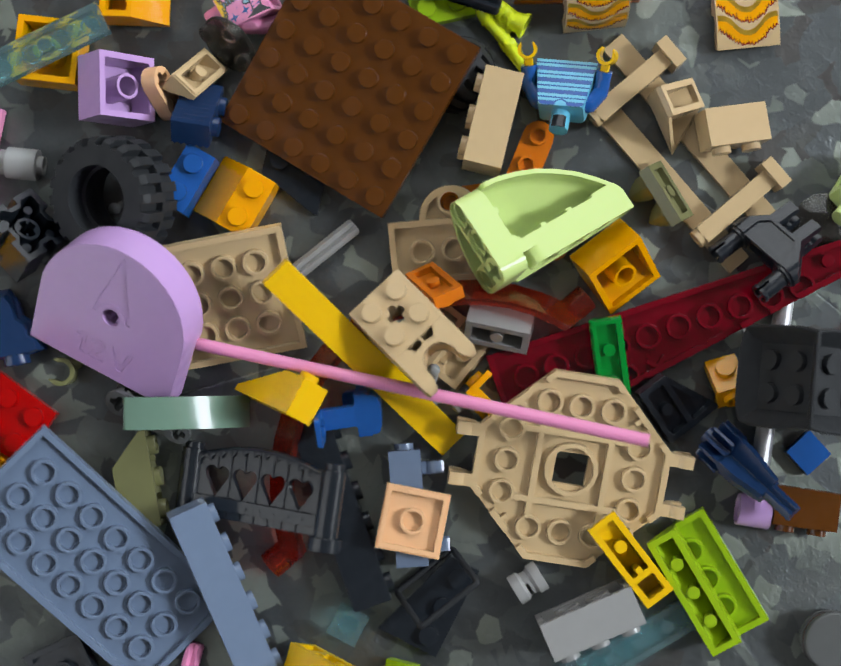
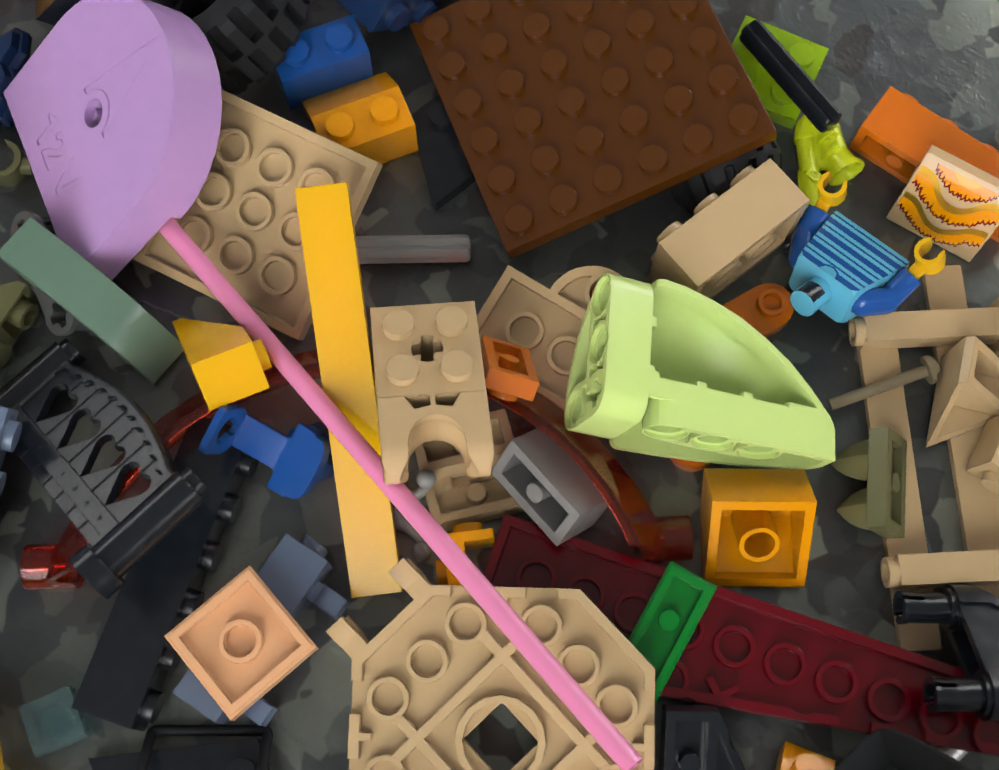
camera: 35 degrees right, 15 degrees down
(645, 111) = (928, 370): none -> dark tan piece

